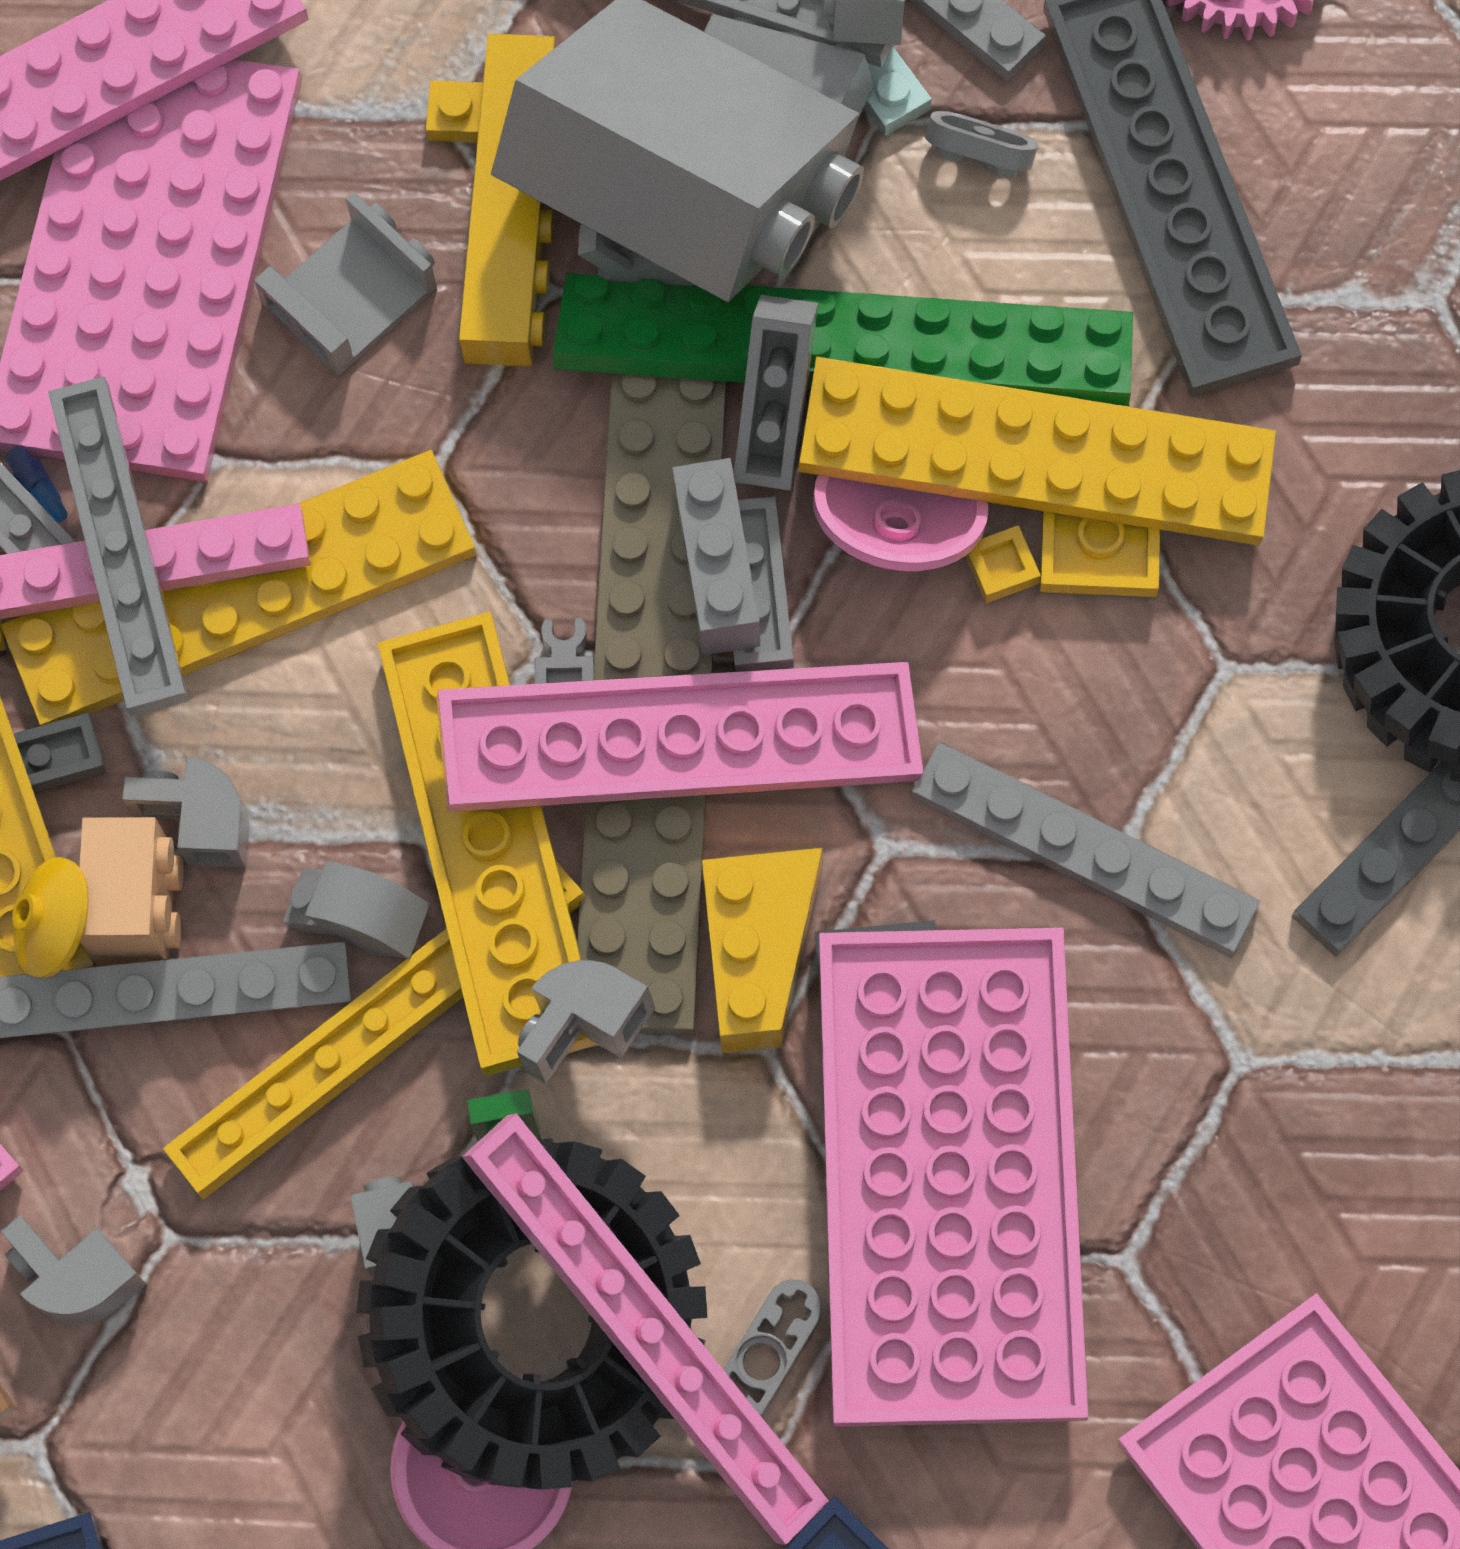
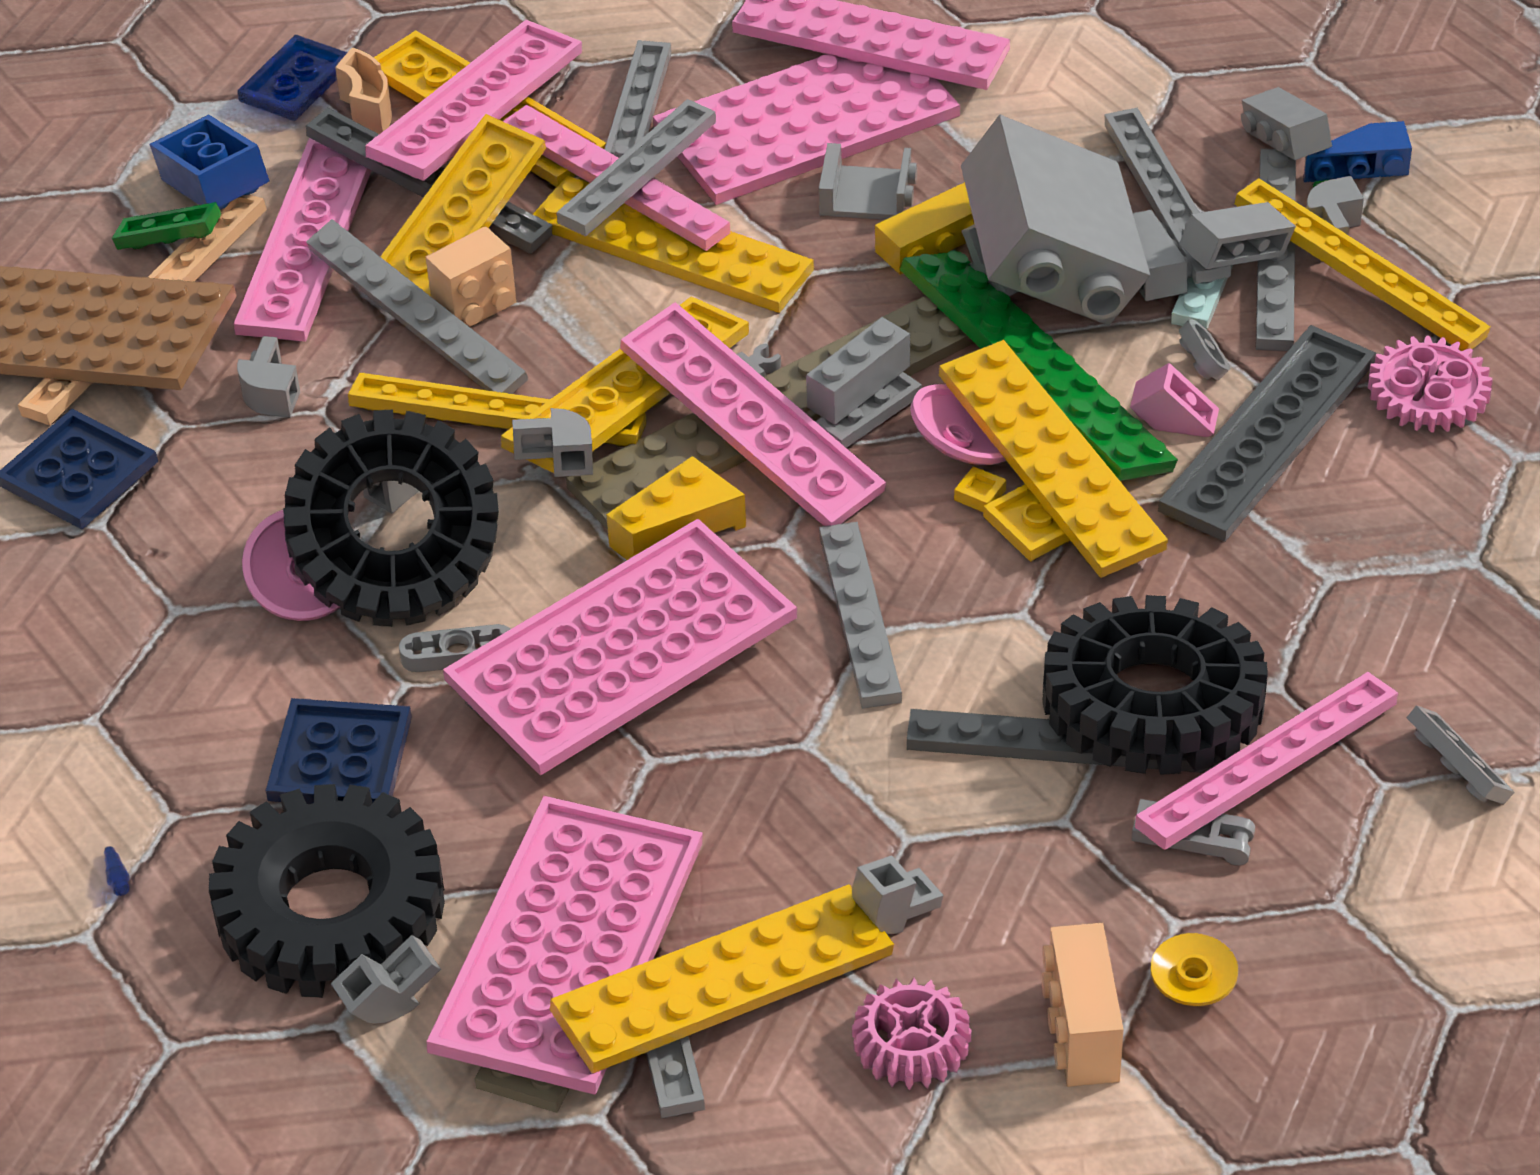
camera: 50 degrees right, 25 degrees down
(50, 917) = (425, 245): yellow dish -> none
(205, 802) = (541, 290): light grey brick -> none
(358, 908) = (545, 363): light grey brick -> none
(490, 1110) = (492, 455): green plate -> none
(645, 1328) = (418, 557): bright pink plate -> none
(775, 392) = (974, 323): light grey brick -> none
(1045, 248) = (1173, 404): none -> bright pink slope

